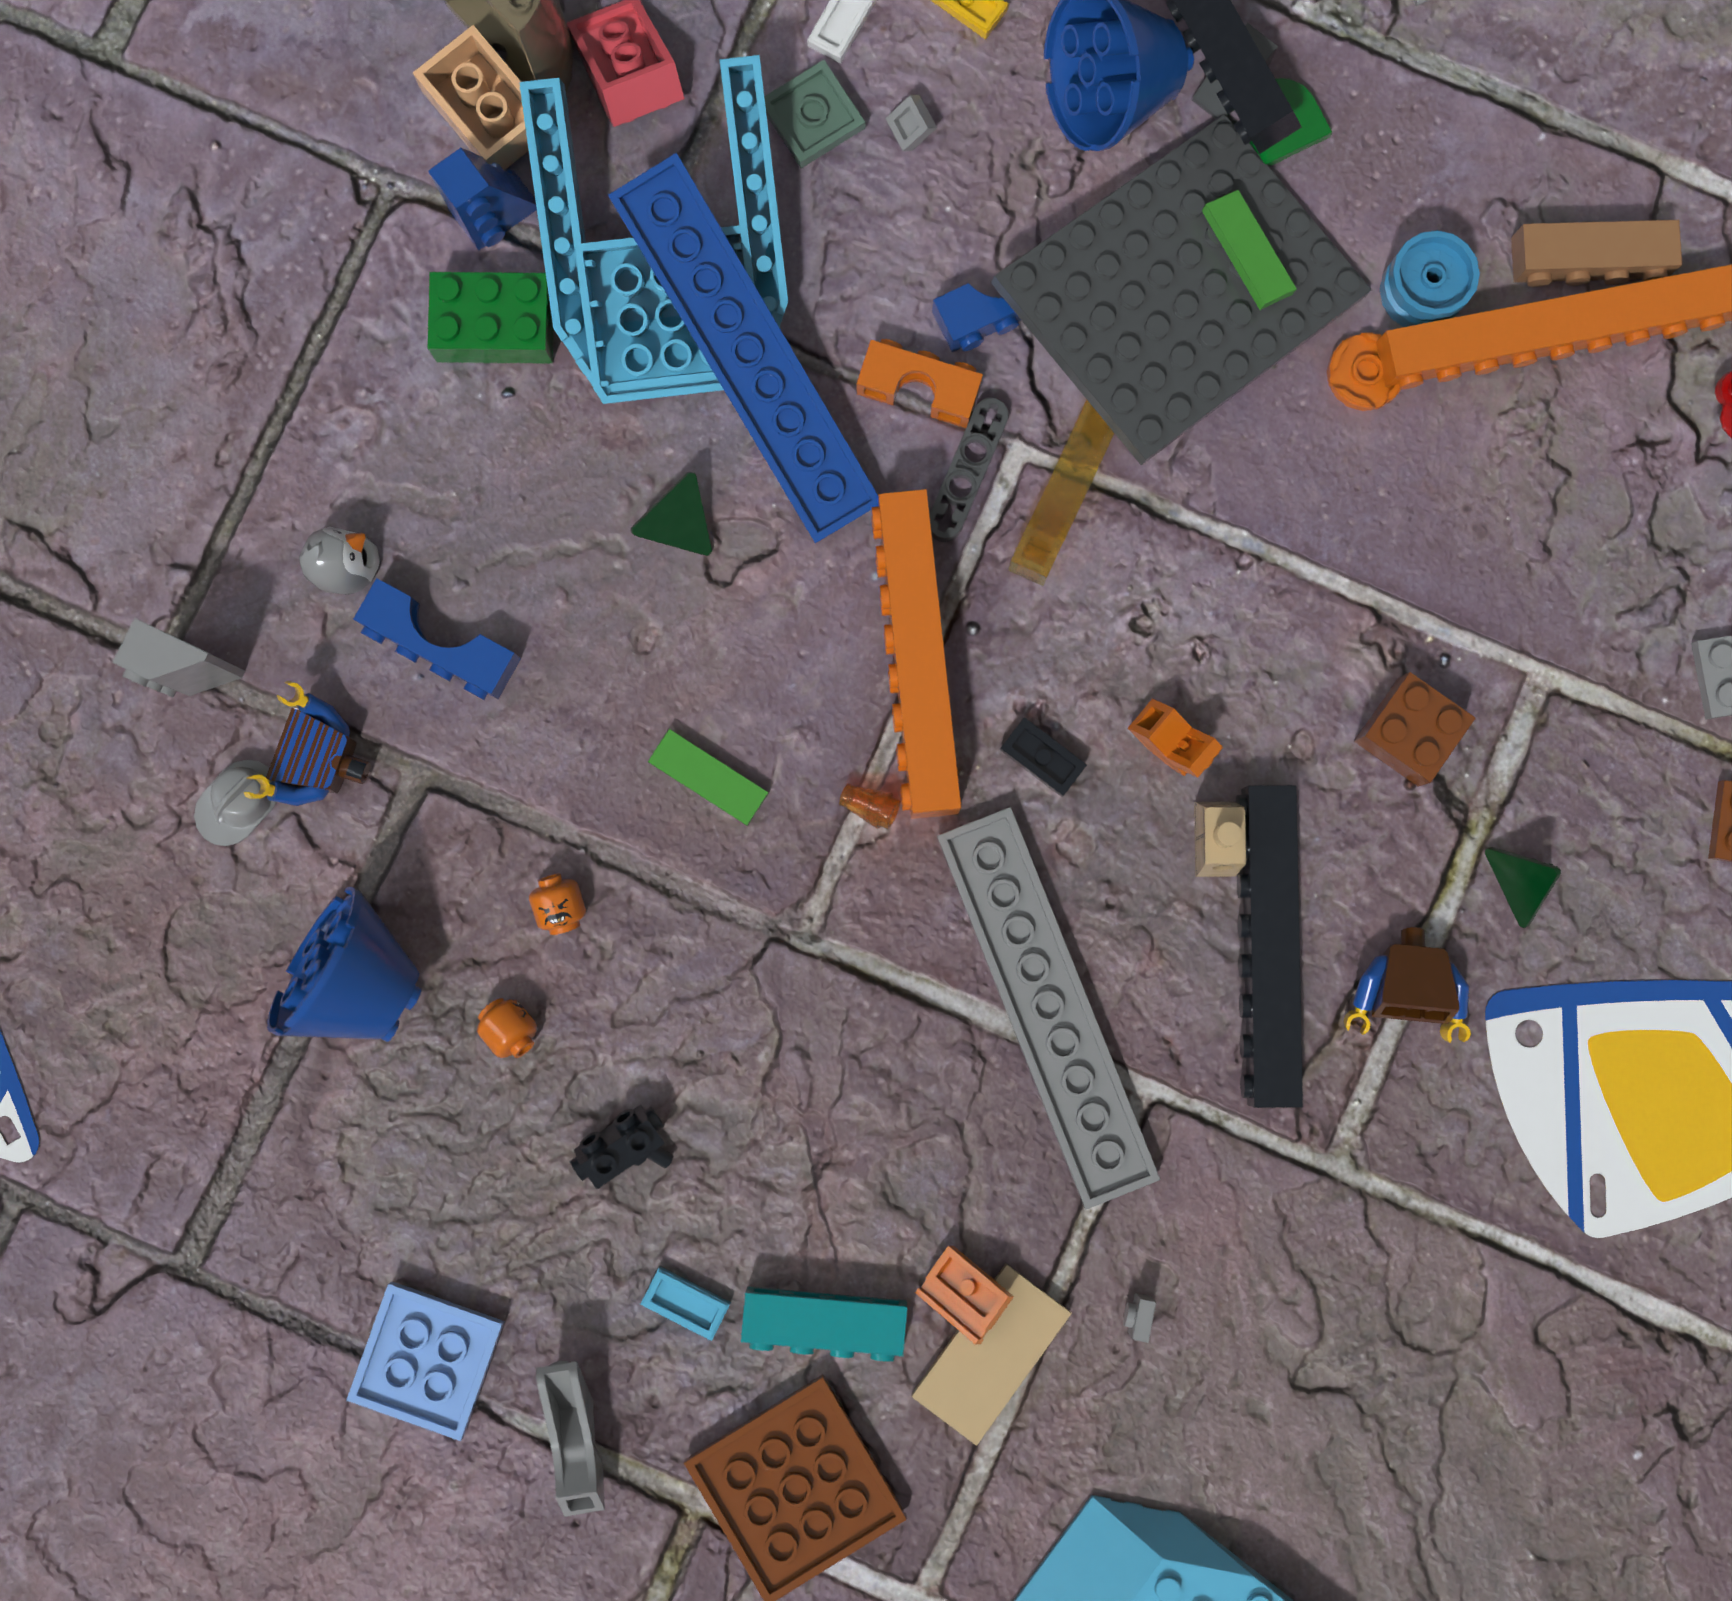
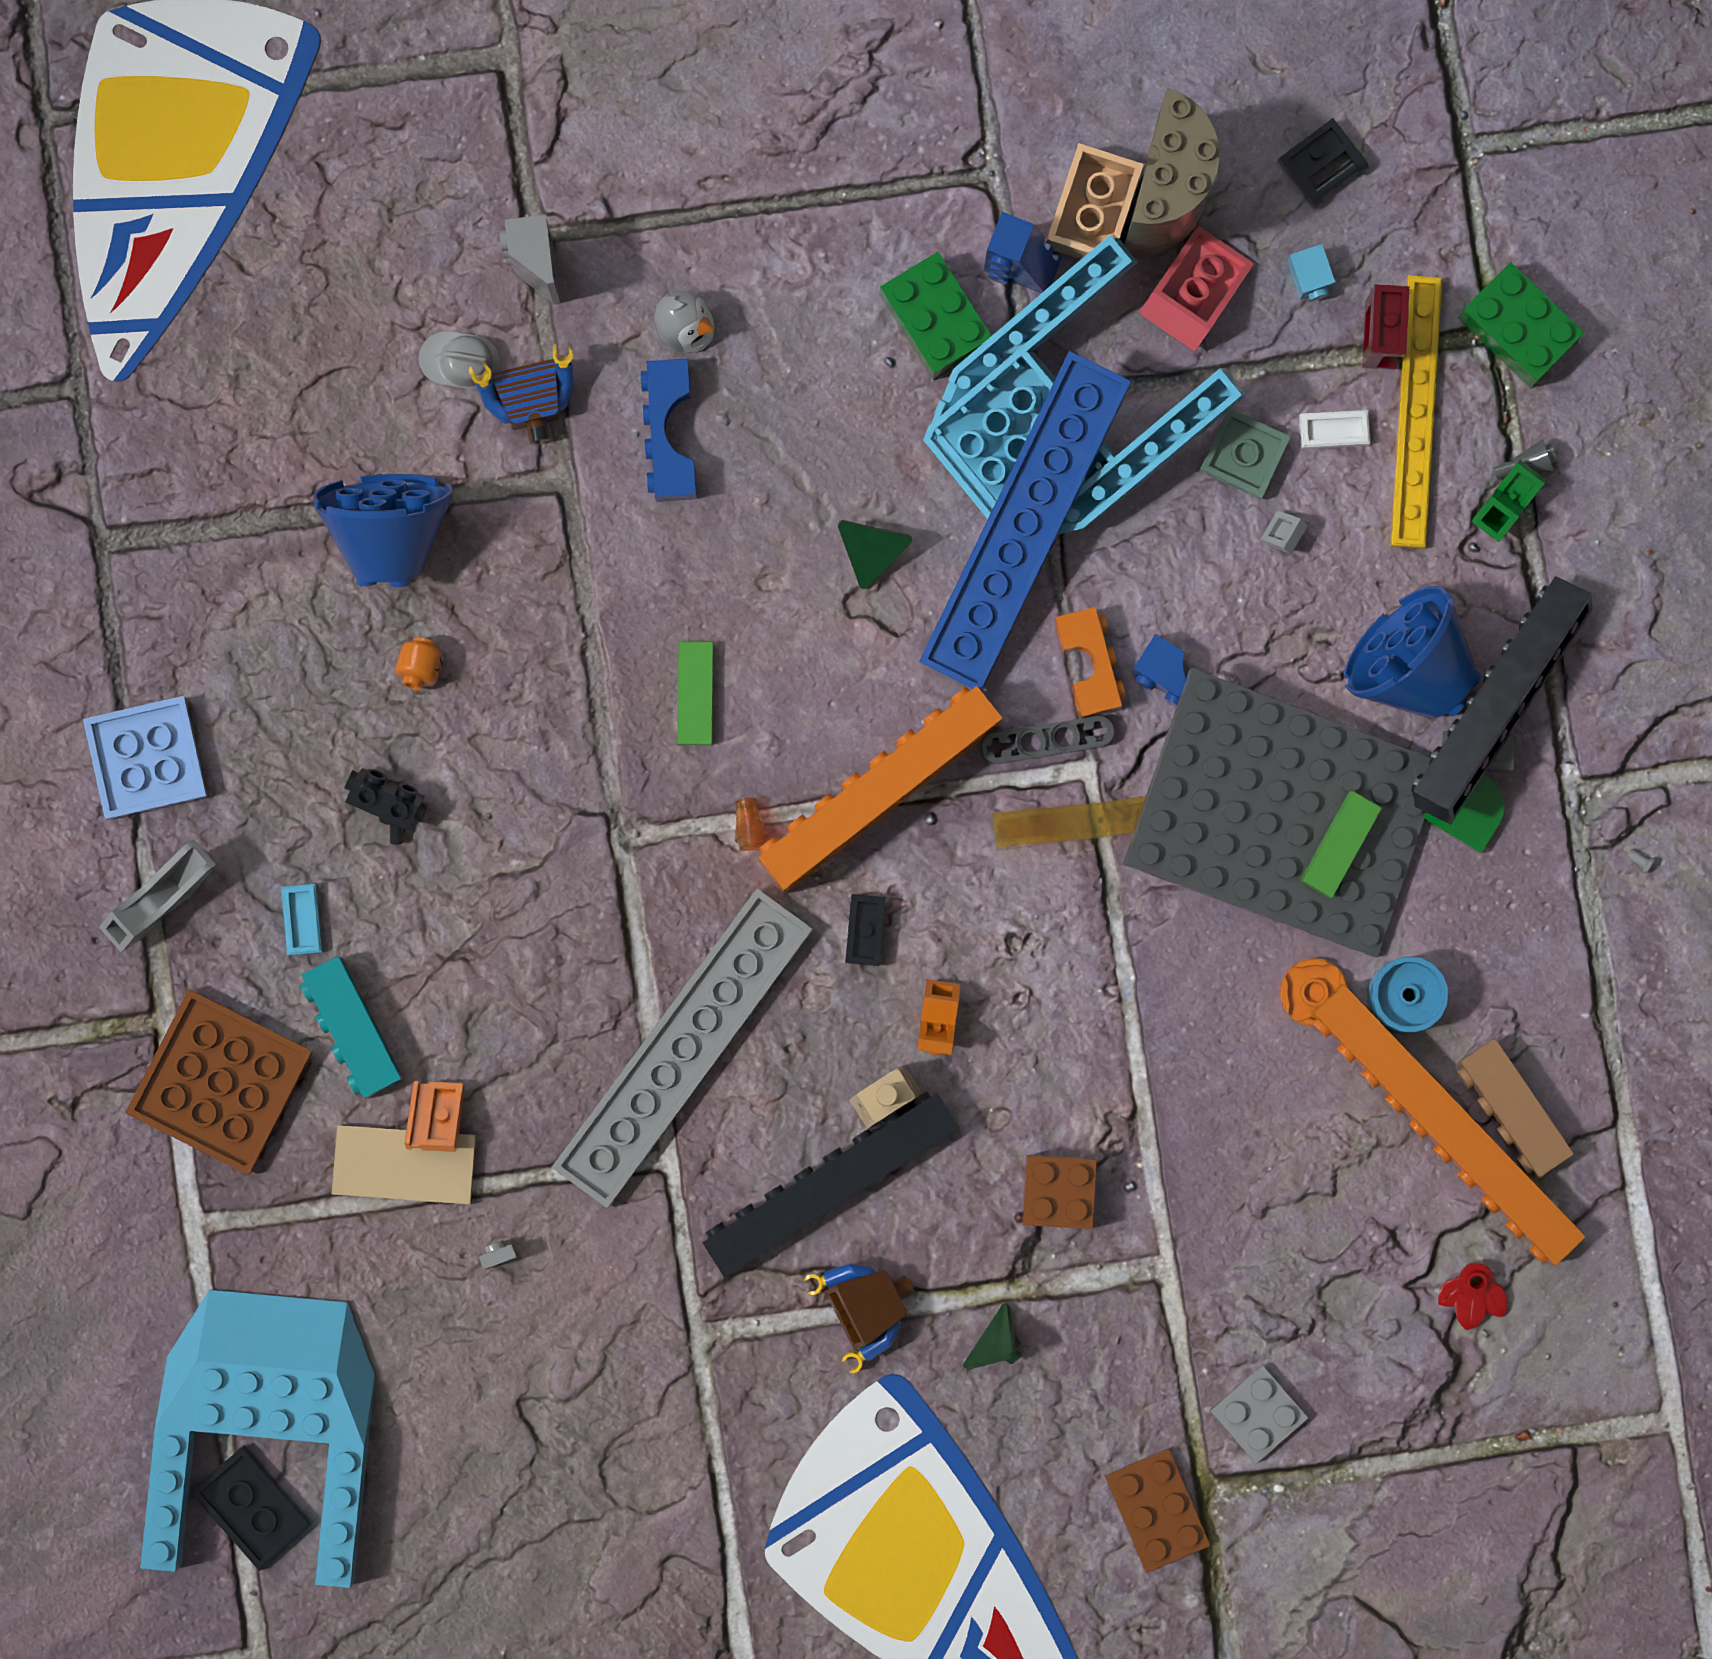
camera: 55 degrees right, 0 degrees up
(557, 904) = (532, 642): orange head -> none

